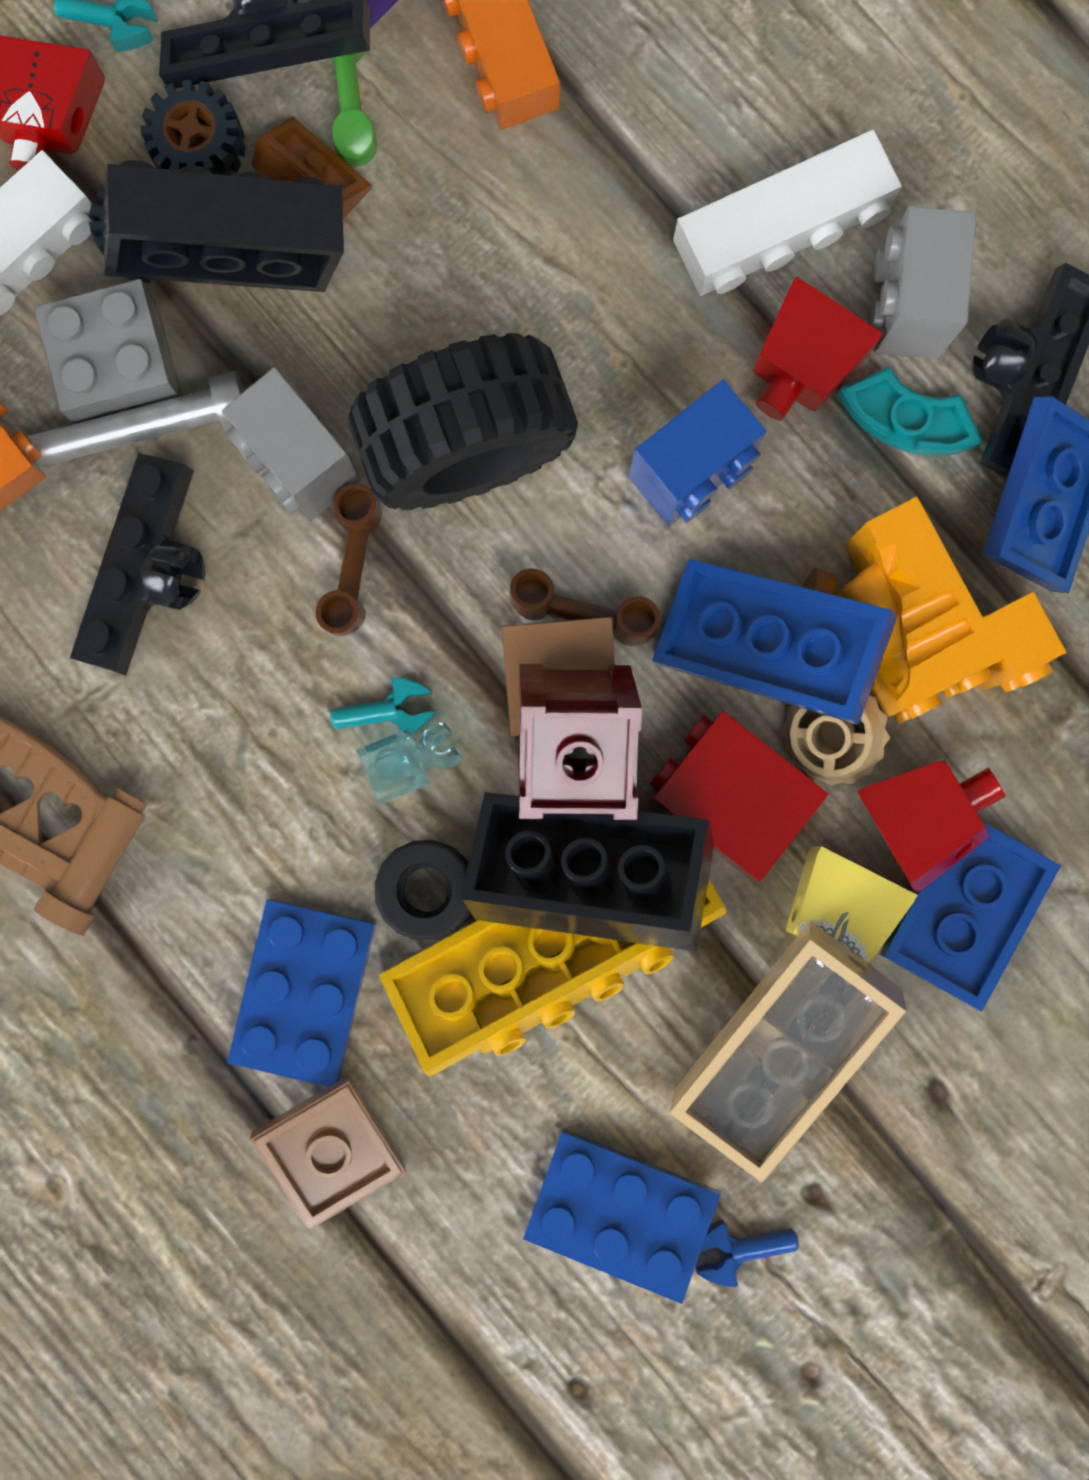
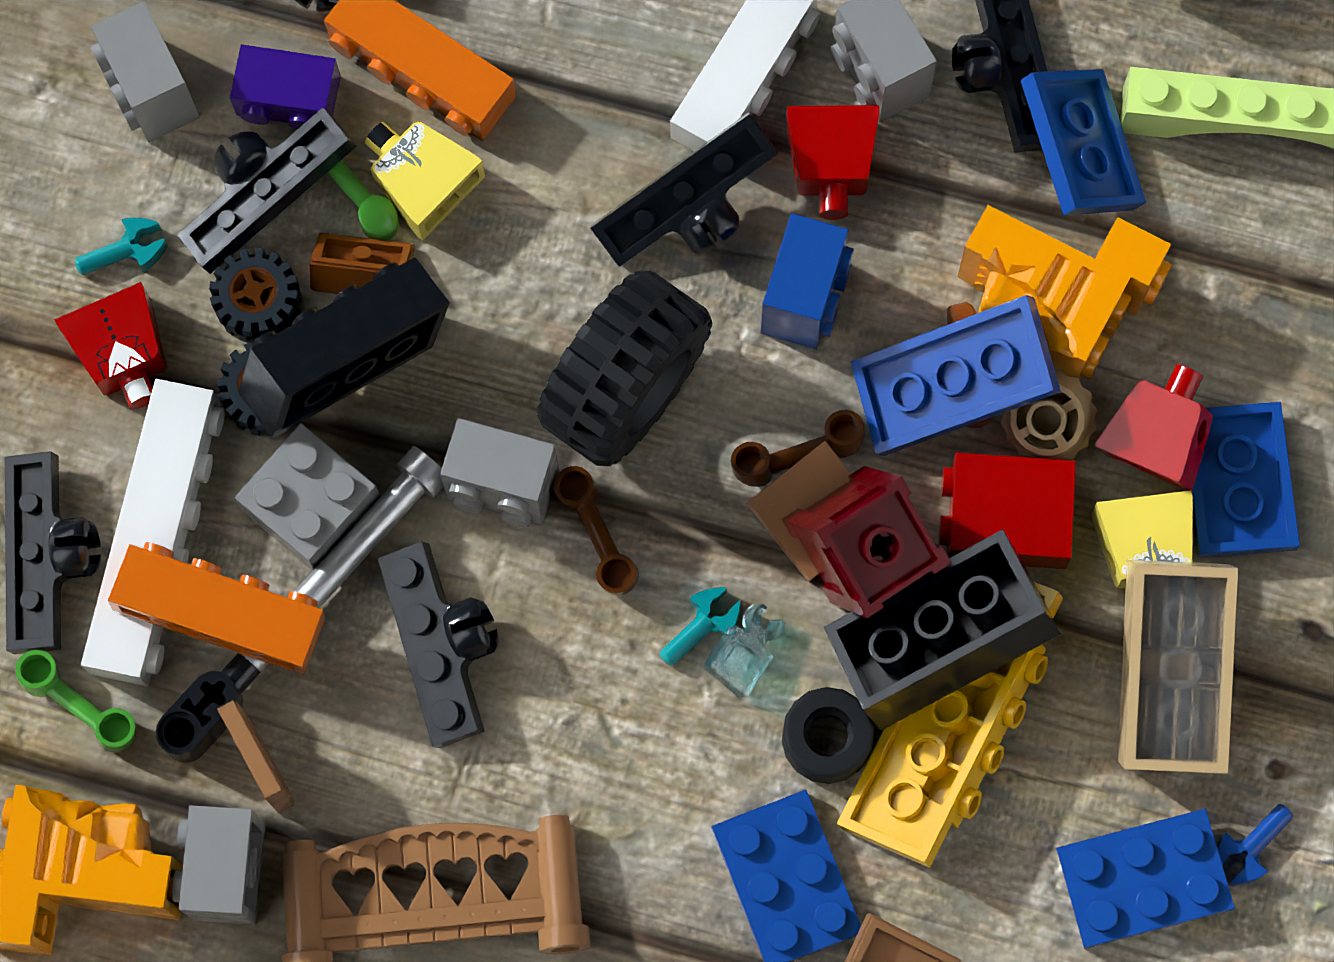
camera: 30 degrees left, 10 degrees down
(419, 121) = (422, 173): none -> light yellow torso
(647, 302) = (688, 195): none -> black plate
(908, 419) = (939, 154): teal tile -> none

